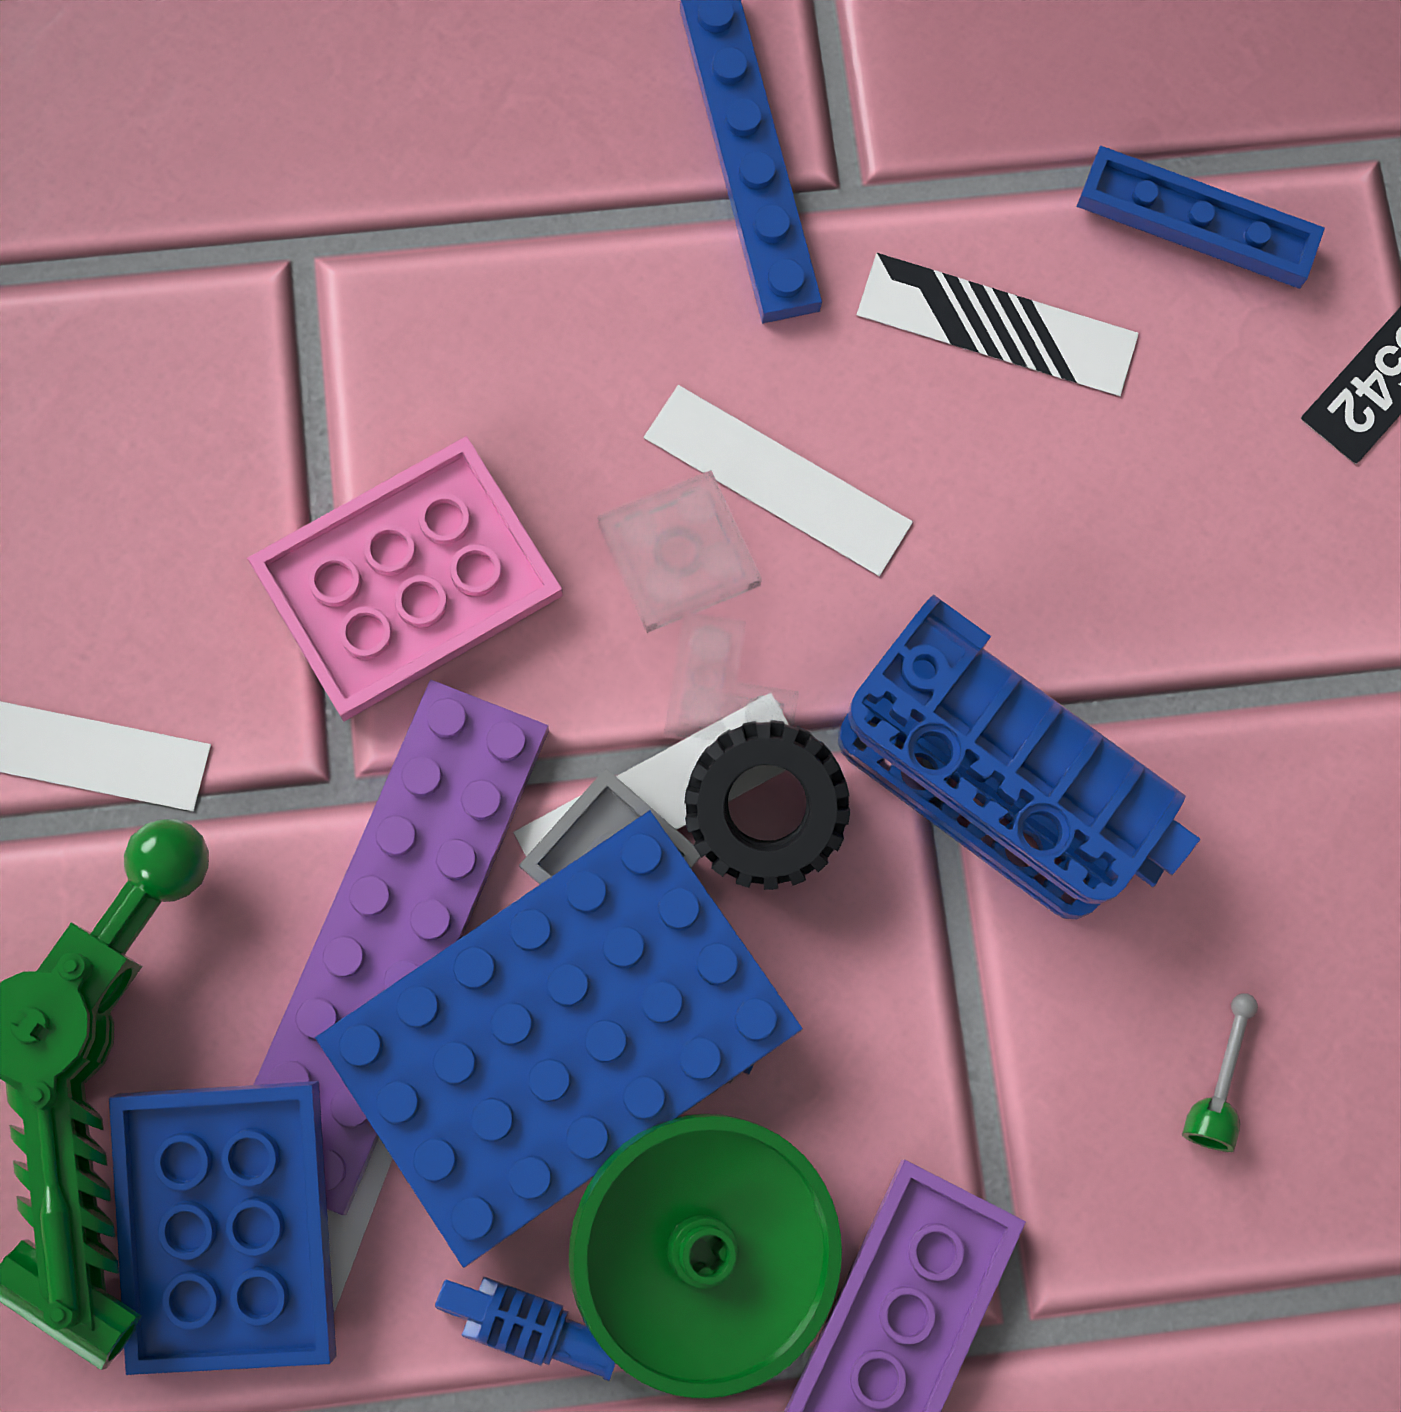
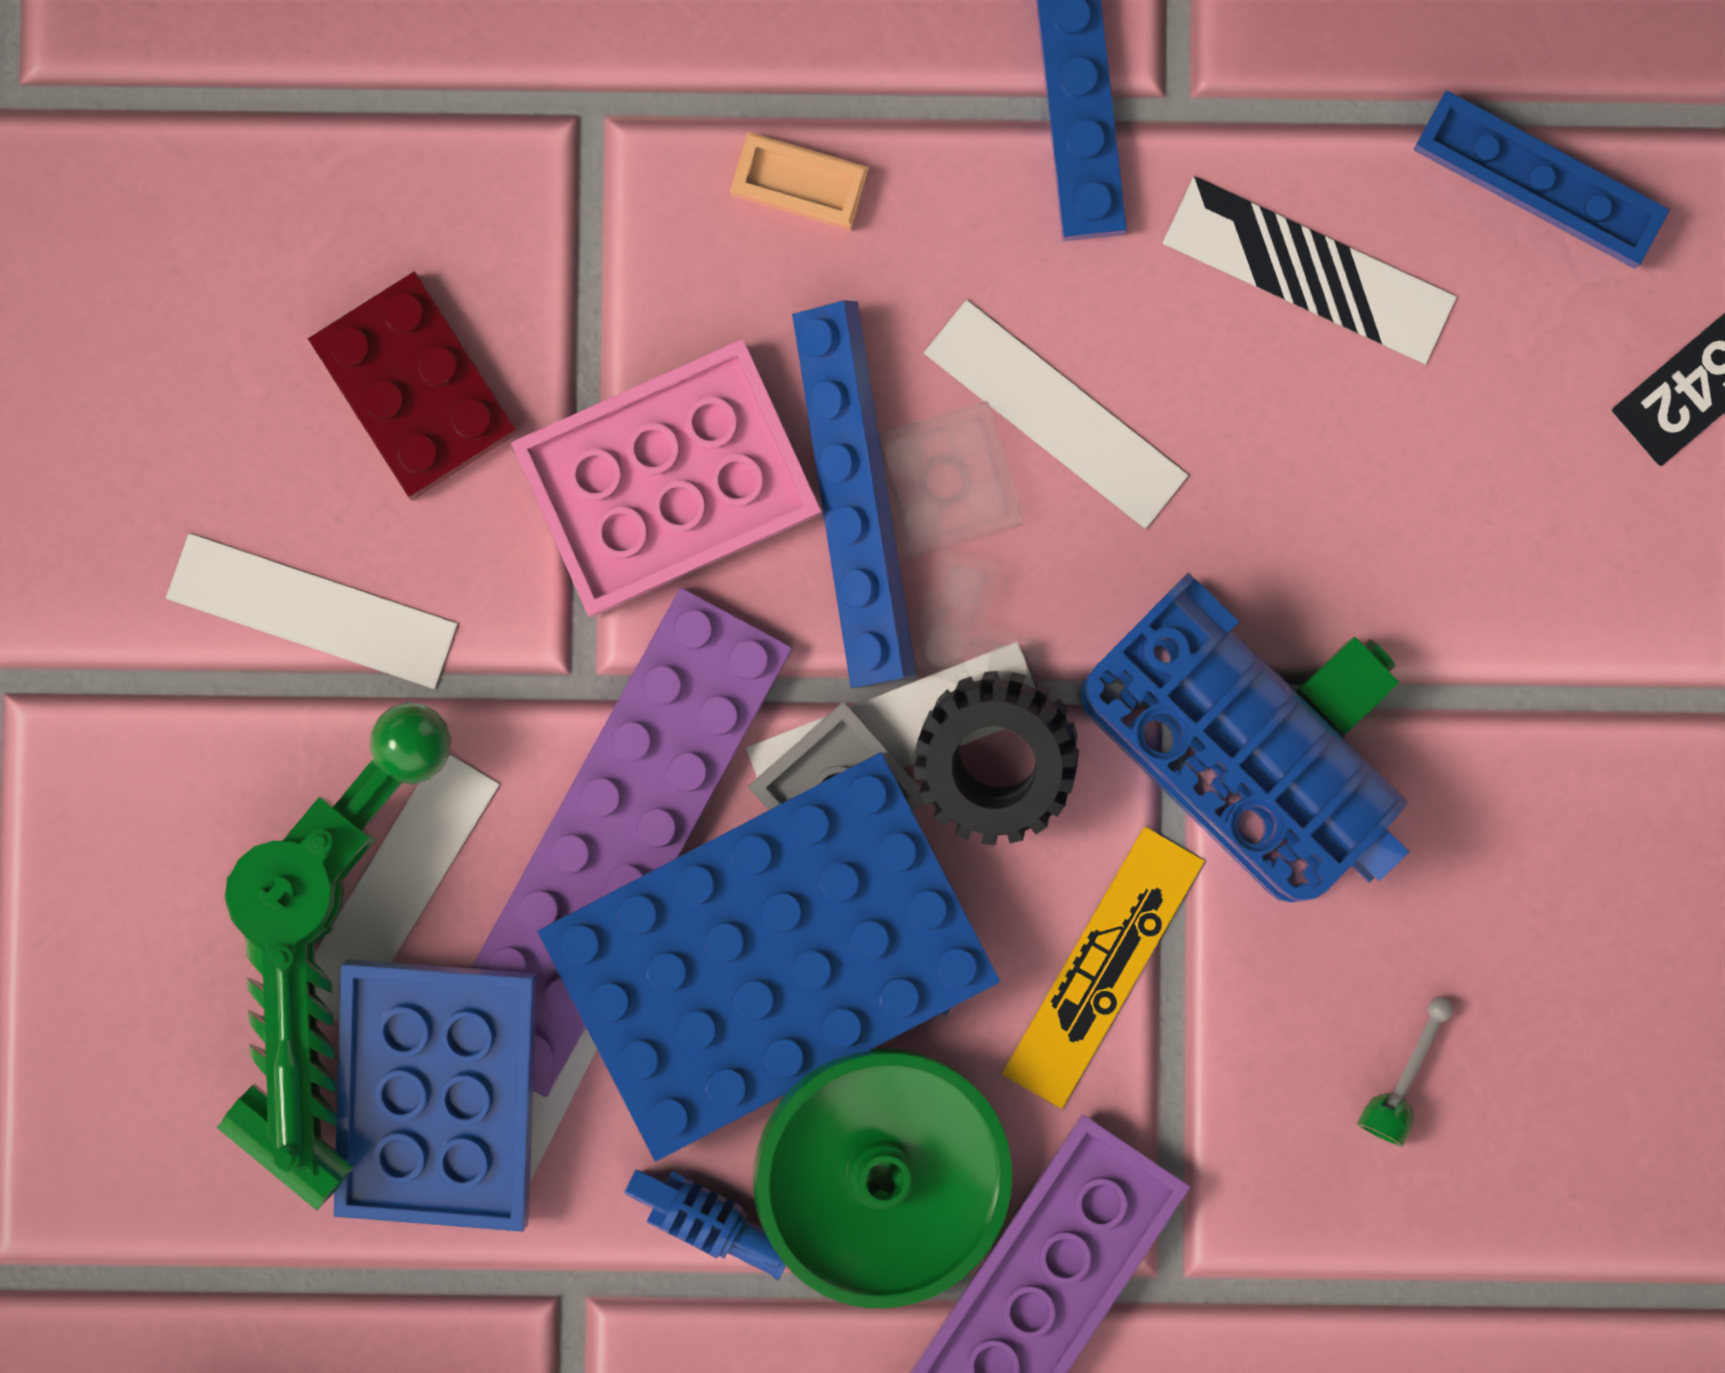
camera: 15 degrees right, 10 degrees up
(147, 520) = (412, 385): none -> dark red plate
(177, 996) = (405, 872): none -> white sticker
(505, 293) = (799, 181): none -> light nougat tile
(593, 574) = (854, 494): none -> blue plate
(899, 1010) = (1103, 967): none -> yellow sticker
(1106, 689) = (1349, 684): none -> green brick

